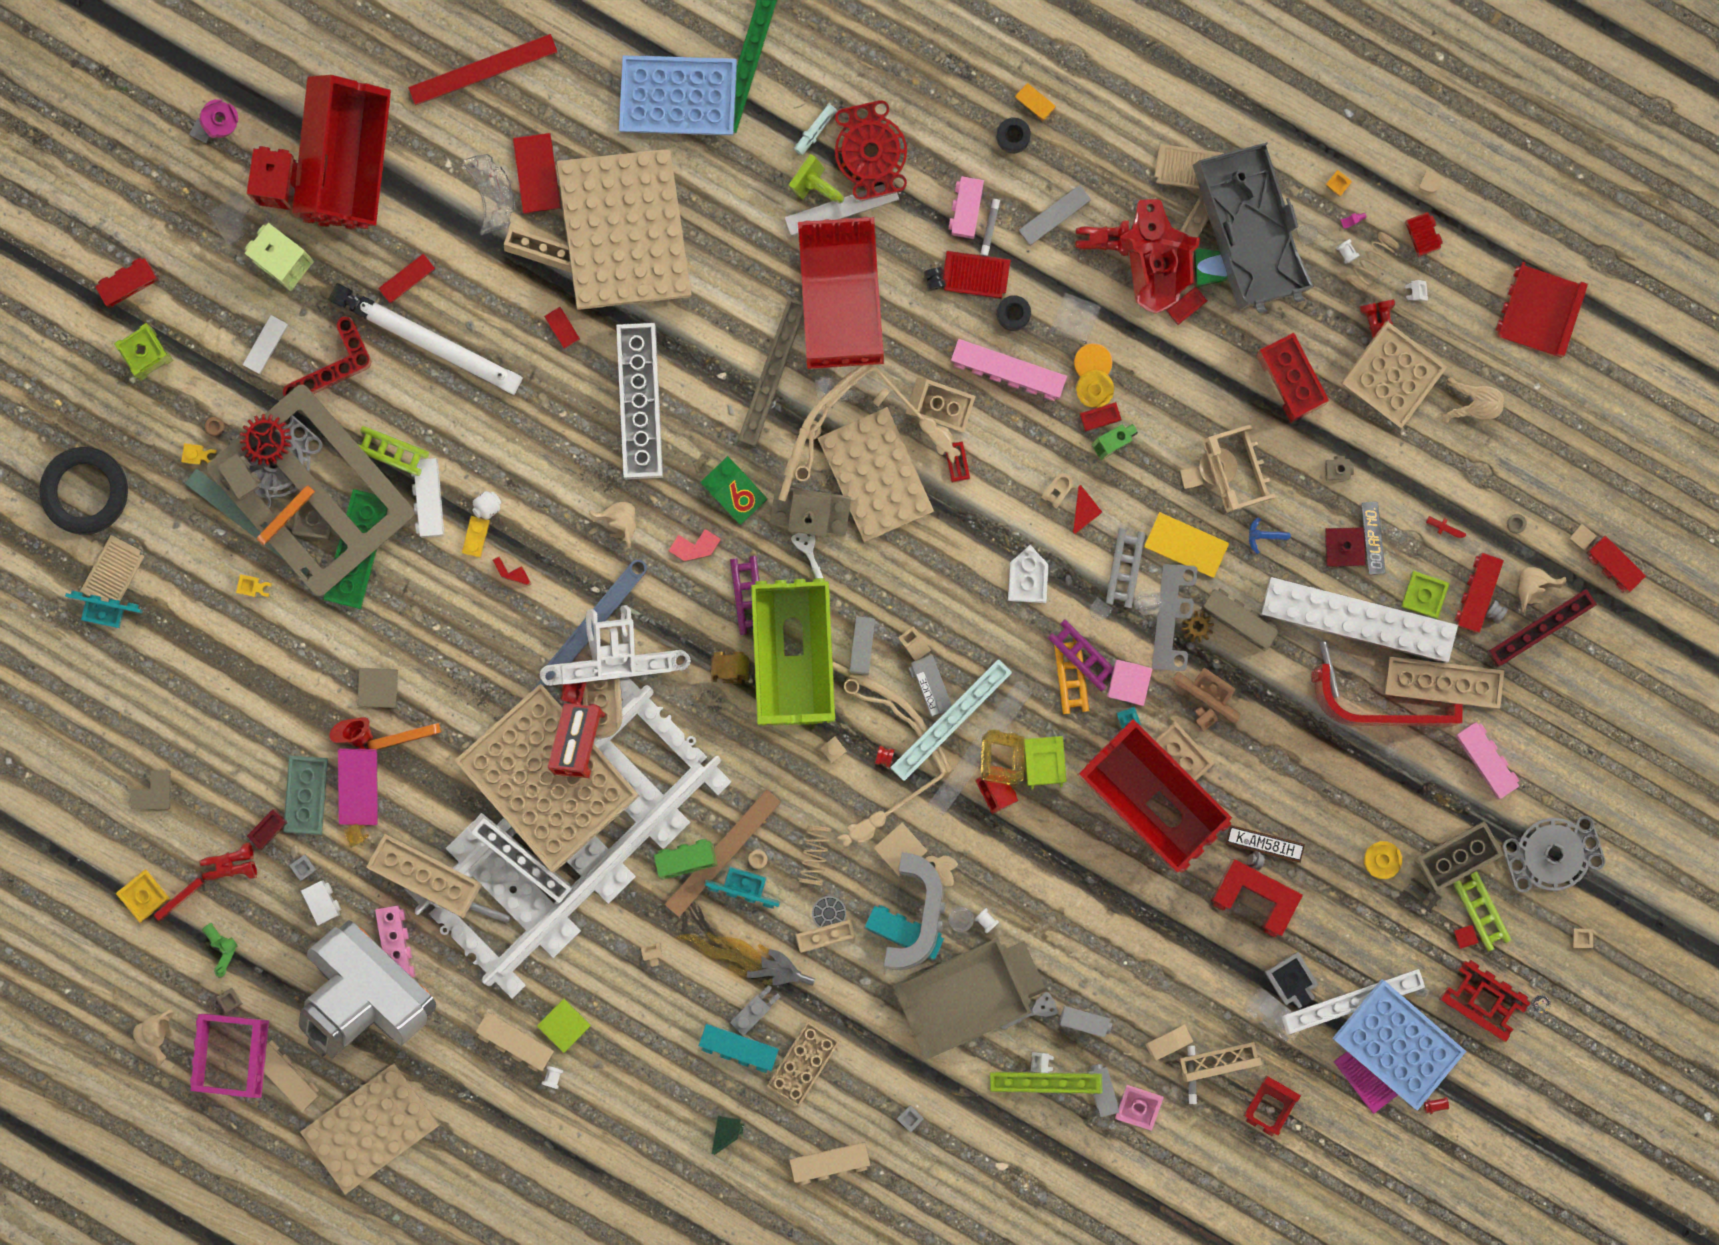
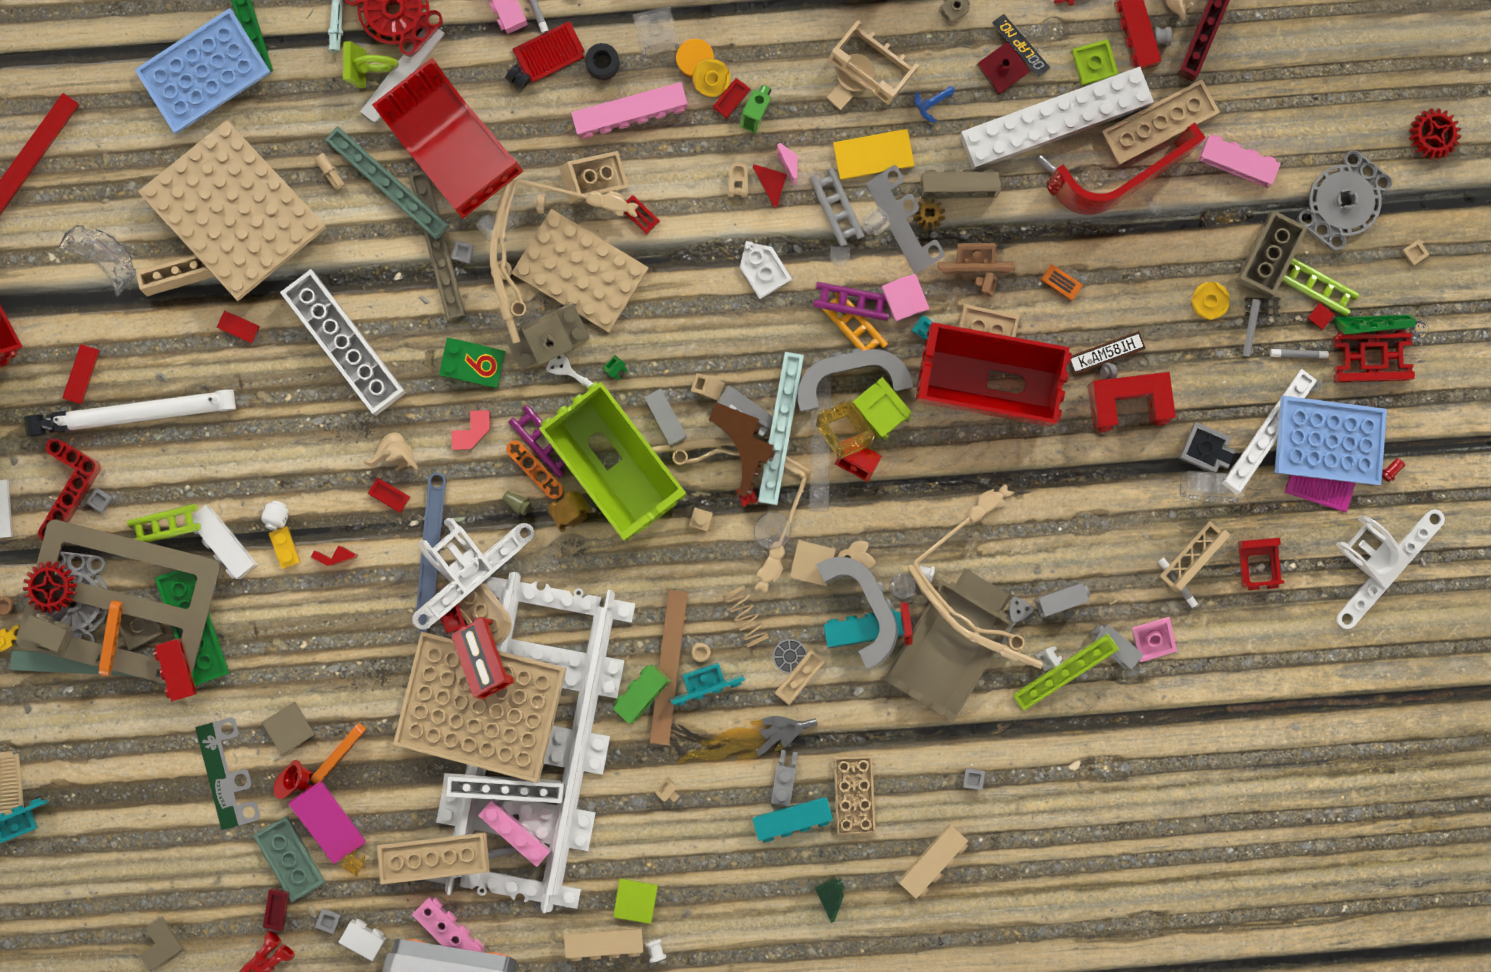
camera: 40 degrees left, 0 degrees up
(250, 586) = (124, 717): yellow plate -> none
(293, 691) = (220, 779): none -> piece
(319, 577) = (175, 670): none -> red brick
(351, 393) = (99, 500): none -> light grey tile
(504, 901) = (514, 832): none -> bright pink brick
(537, 173) = (130, 214): red tile -> none
(590, 552) = (389, 495): none -> red tile
(691, 631) = (518, 503): none -> olive cone
(723, 614) = (533, 471): none -> orange beam
(725, 250) = (329, 171): none -> tan axle
(766, 292) = (387, 183): none -> sand green tile
(789, 392) = (462, 252): none -> light grey tile
(849, 573) = (613, 366): none -> green tile
(886, 791) = (766, 524): none -> clear dish
(916, 699) = (752, 451): none -> reddish brown arch
(943, 952) = (906, 622): none -> red tile
(1037, 700) = (840, 363): none -> light grey arch
(1077, 900) = (986, 503): none -> tan piece
(1111, 504) = (789, 161): none -> bright pink slope
(1169, 1042) = (1142, 569): tan slope -> none
(1269, 759) = (1061, 282): none -> orange tile
(1375, 1177) = (1384, 563): none -> white piece
(1399, 906) = (1251, 327): none -> light grey bar
(1426, 955) = (1299, 353): none -> light grey bar
(1504, 972) = (1360, 324): none -> green wing
(1669, 841) = (1437, 140): none -> red gear

